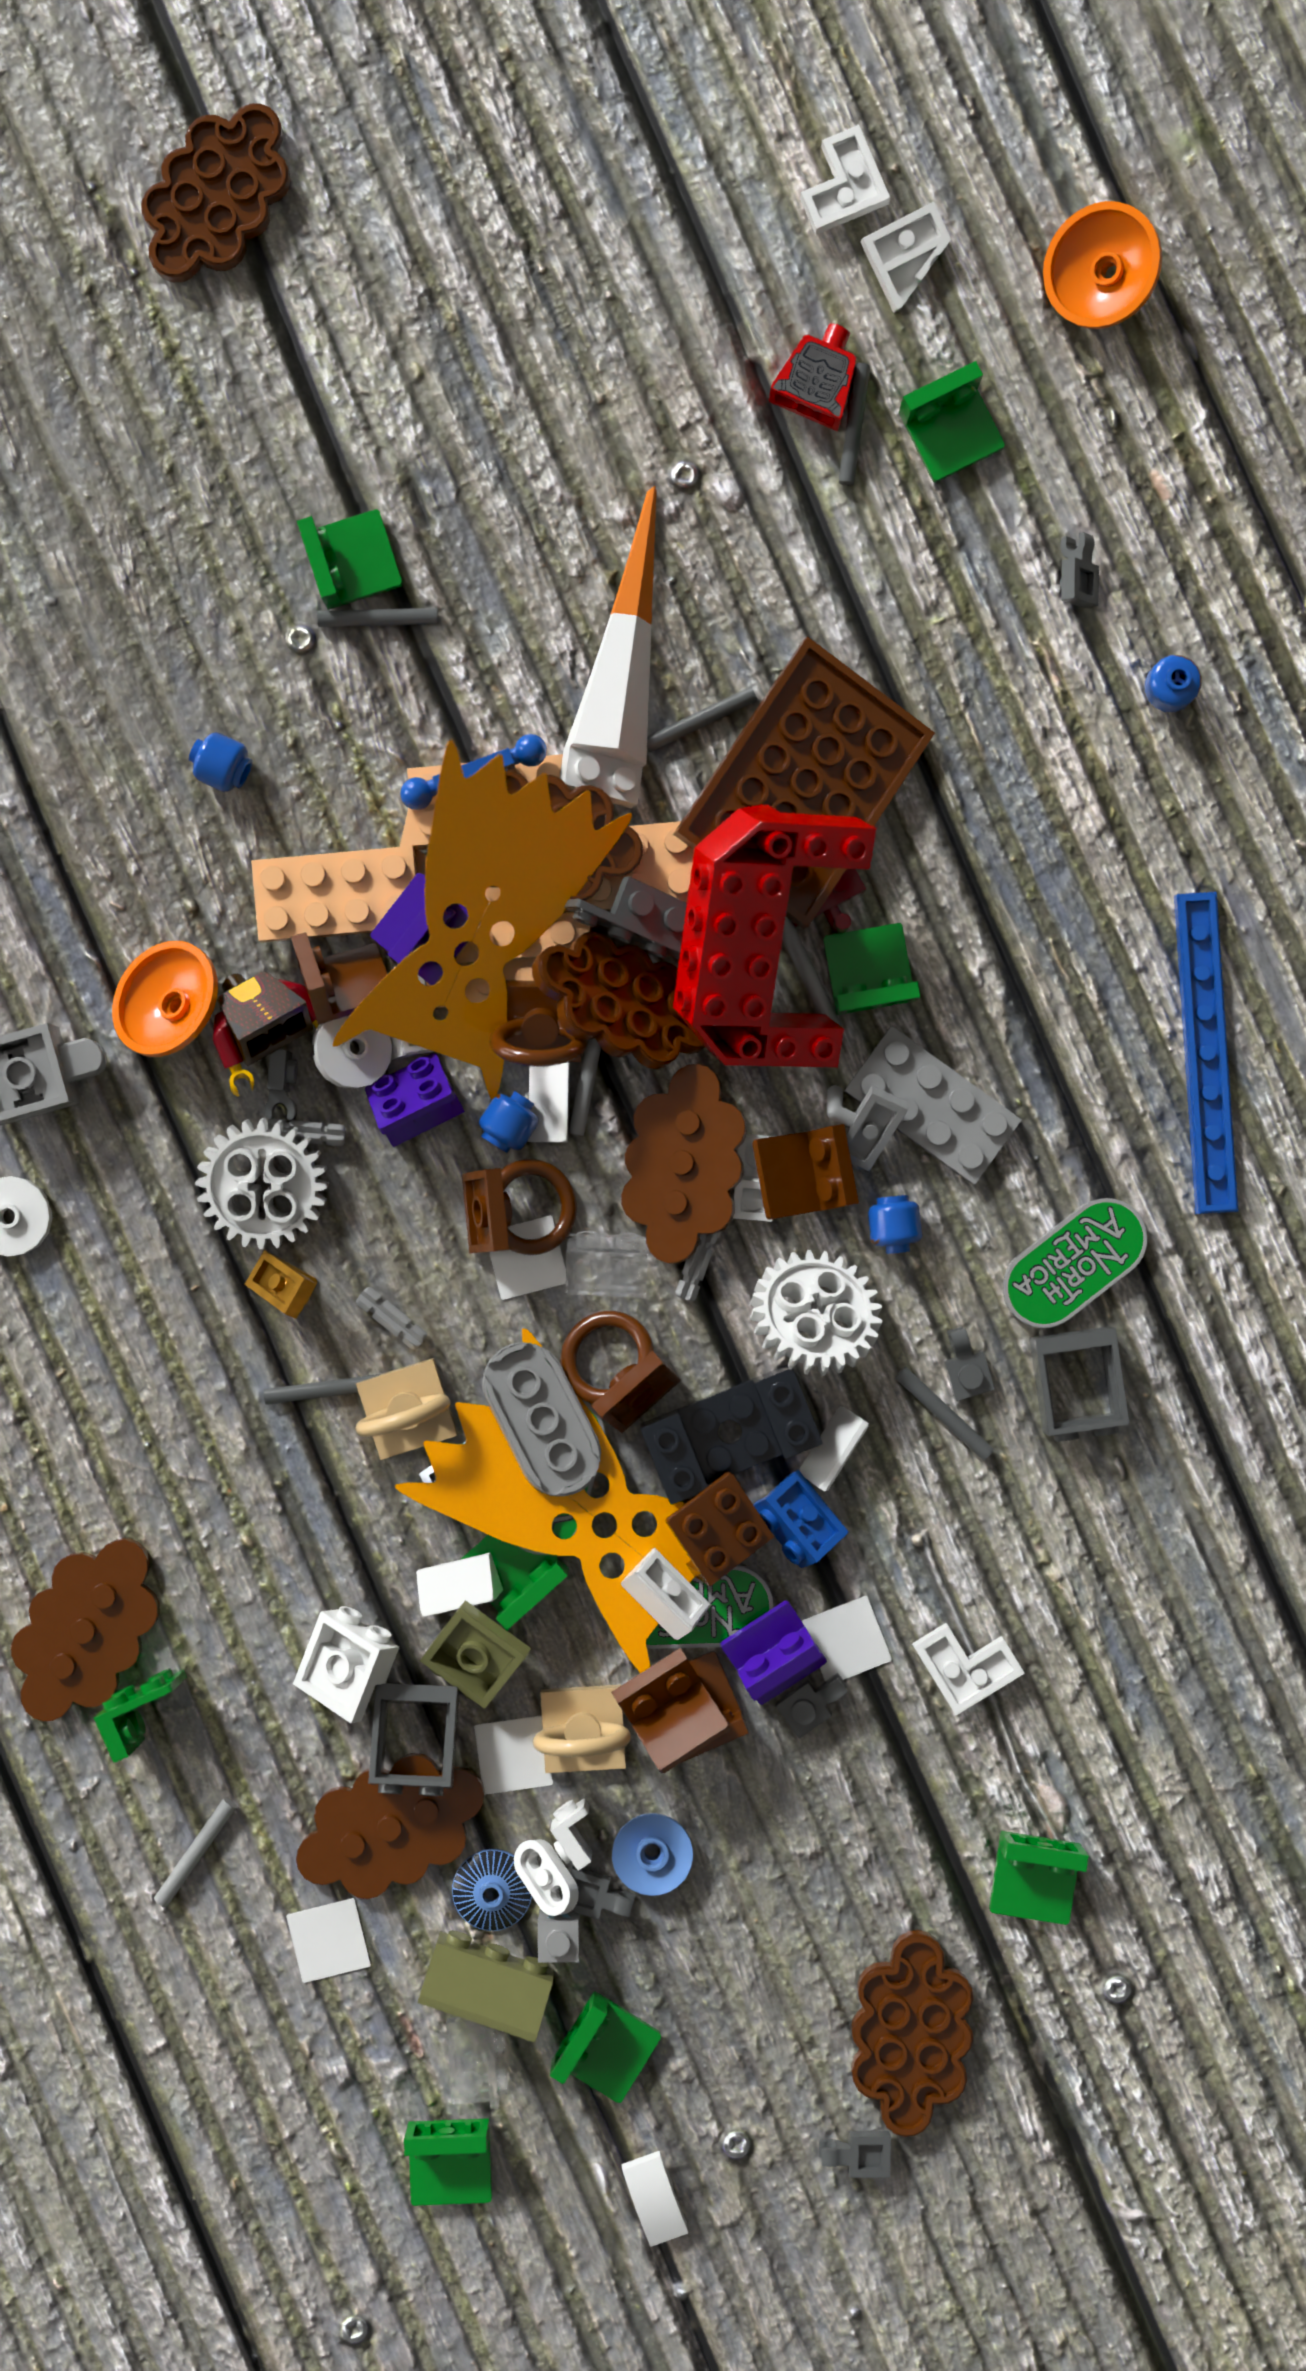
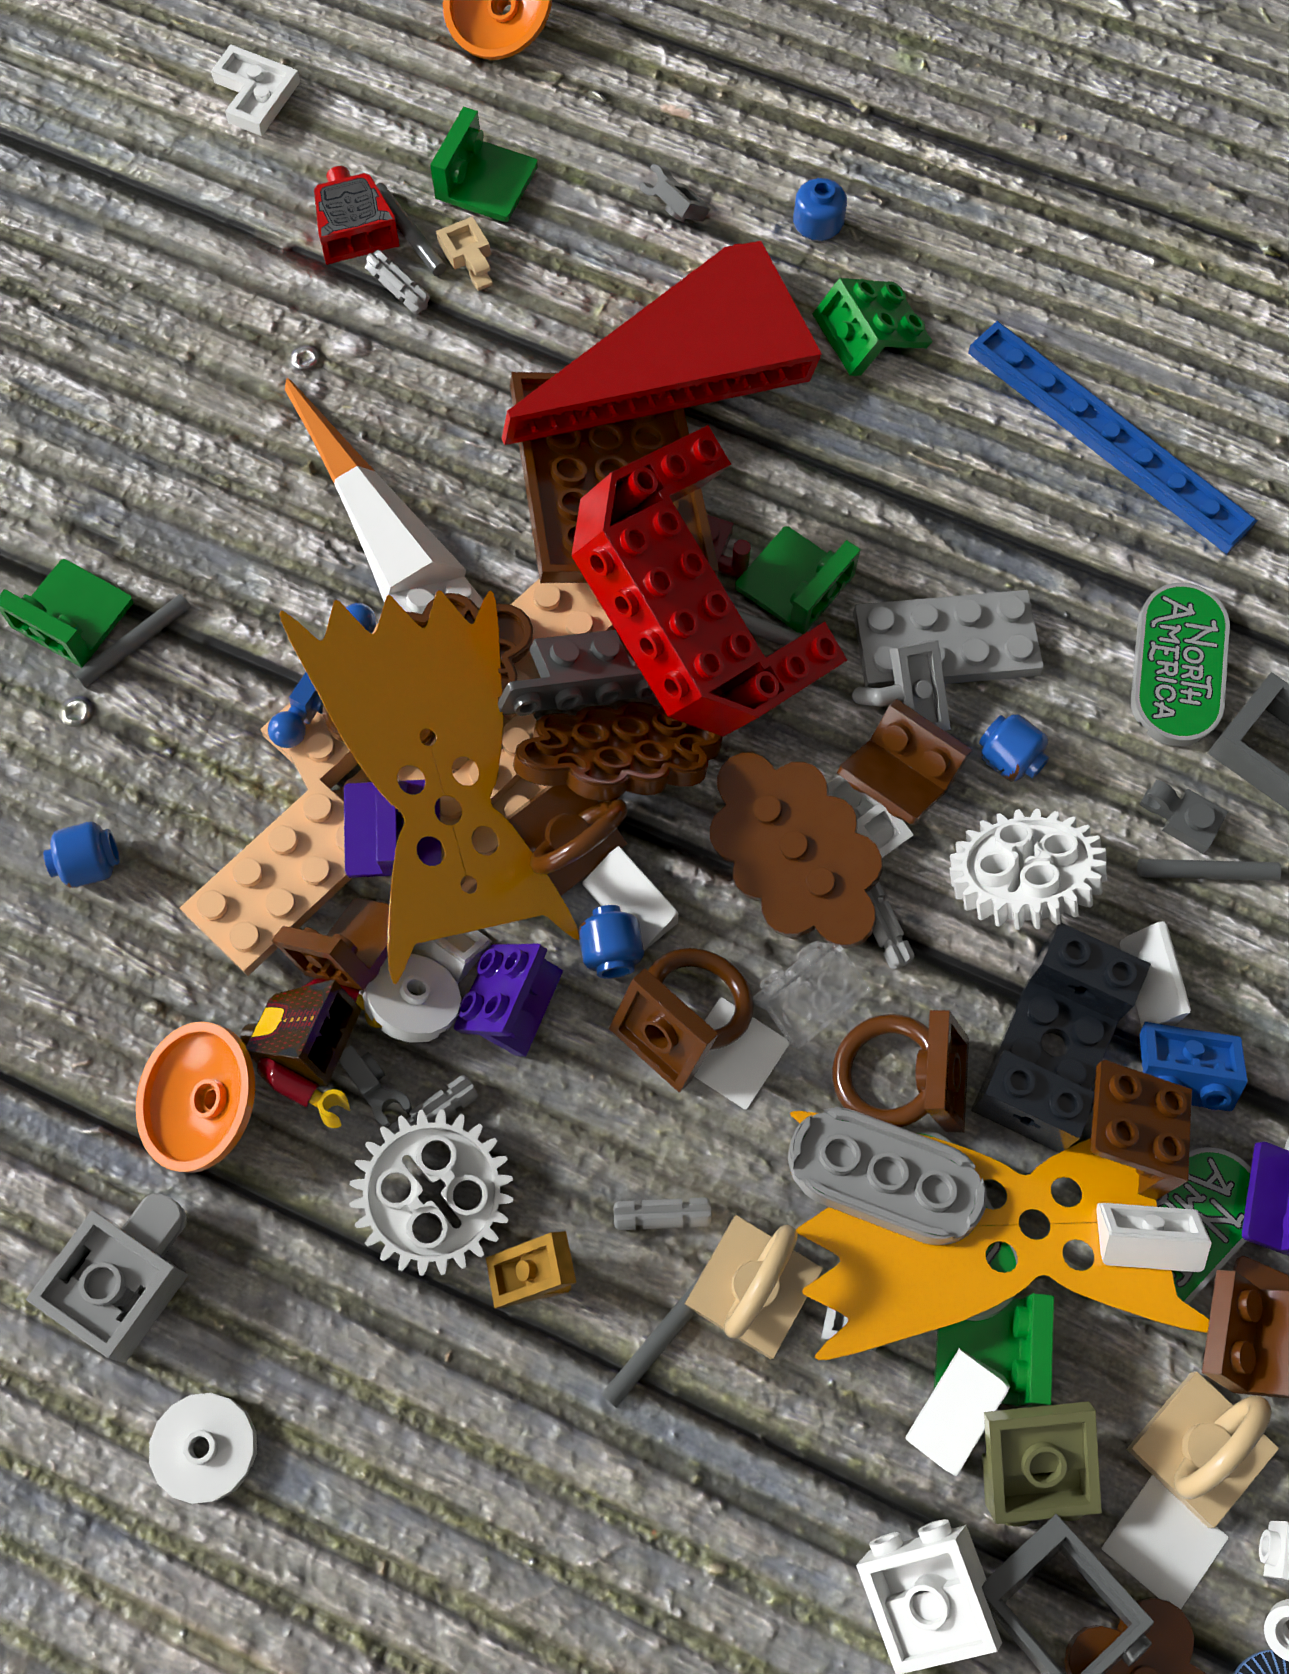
camera: 40 degrees left, 20 degrees down
(585, 1088) = (650, 862): light grey bar -> none
(700, 719) = (480, 507): dark grey bar -> none
(804, 467) = (397, 281): none -> light grey axle
(881, 483) = (467, 246): none -> tan plate
(905, 252) = (341, 97): white wing -> none
(978, 729) = (700, 342): none -> red slope
(1121, 812) = (865, 318): none -> green bracket

